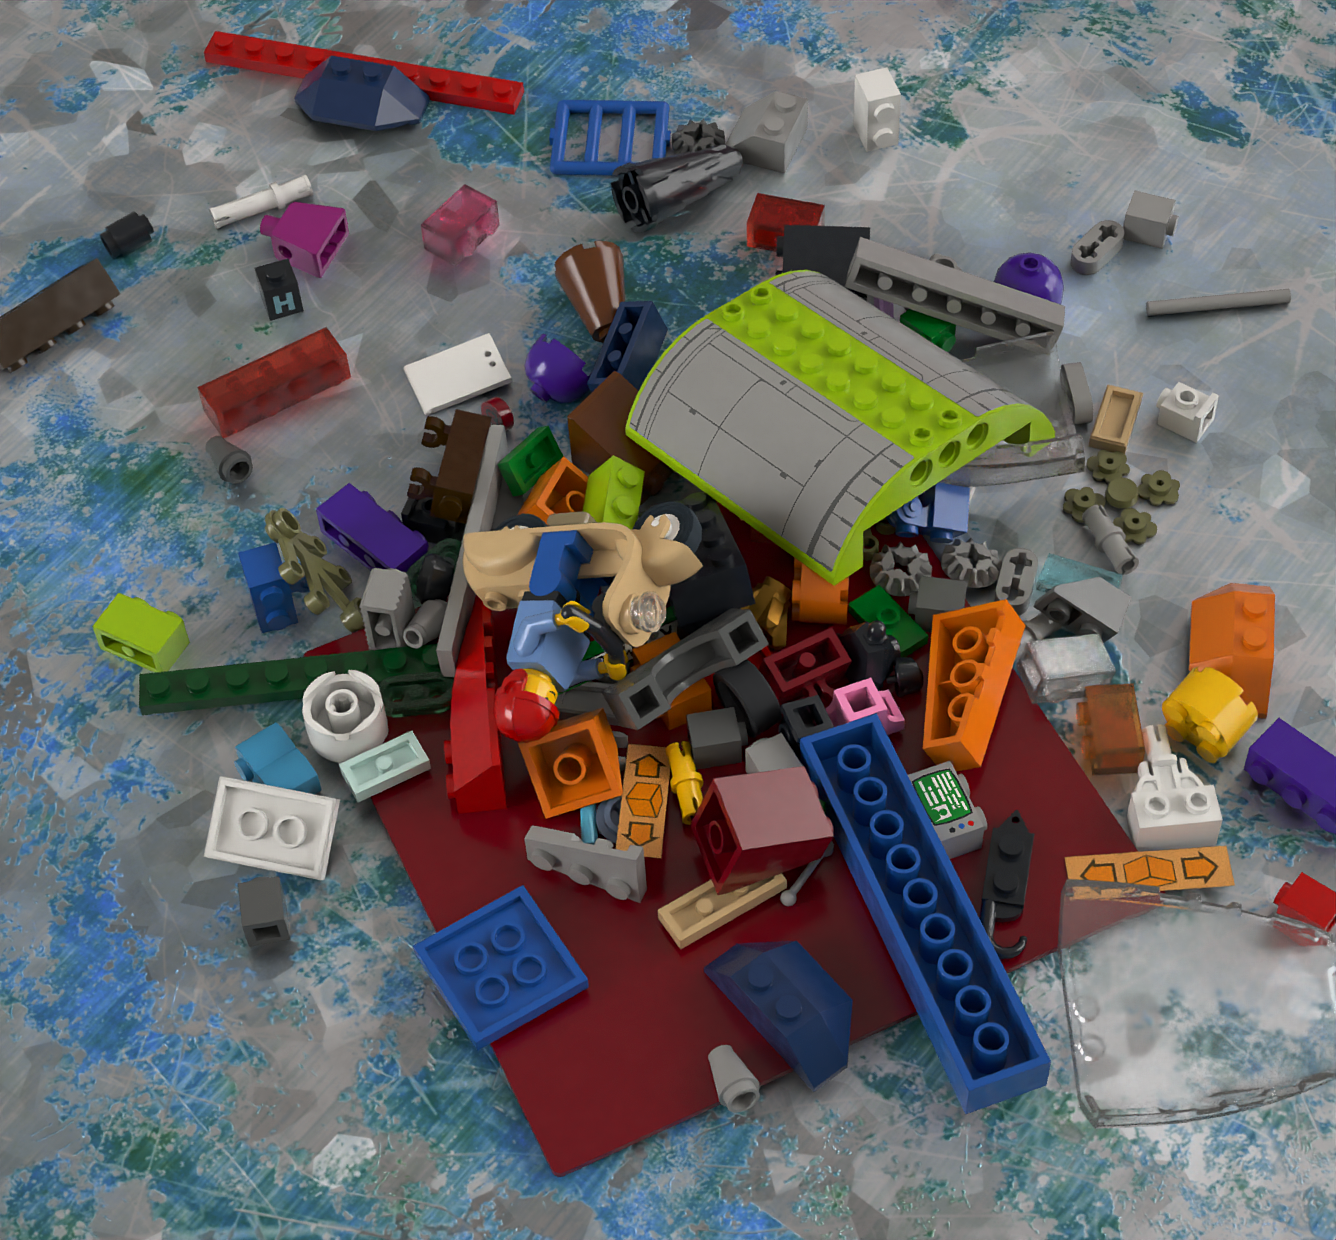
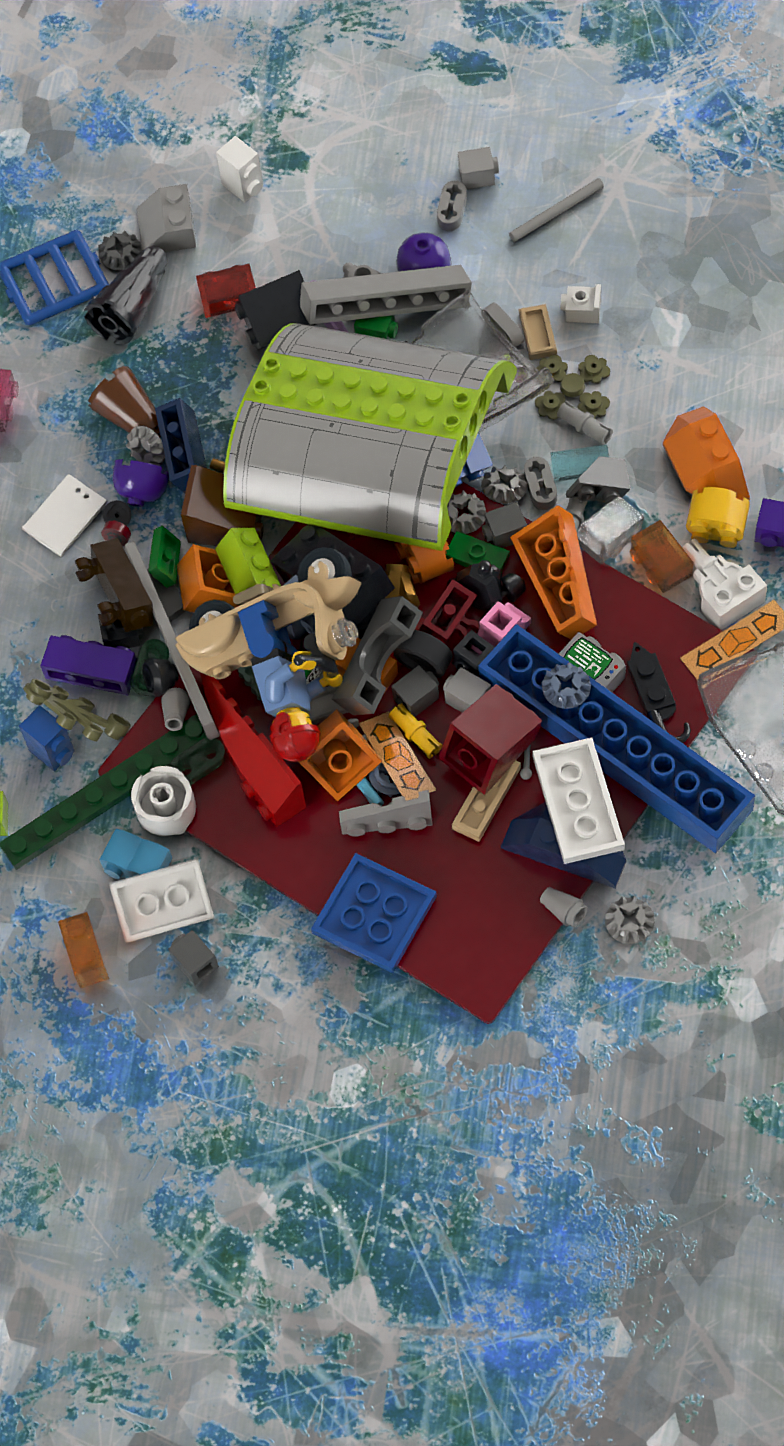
camera: 25 degrees left, 10 degrees up
(149, 838) = (83, 950): none -> clear orange piece
(384, 766) = (210, 821): light aqua plate -> none
(386, 608) = (145, 713): light grey brick -> none
(515, 395) = (117, 511): none -> black tile
(587, 338) = (150, 441): none -> light grey gear
(800, 1157) = (631, 932): none -> light grey gear
(818, 953) = (578, 800): none -> white plate
(884, 825) = (568, 697): none -> sand blue gear

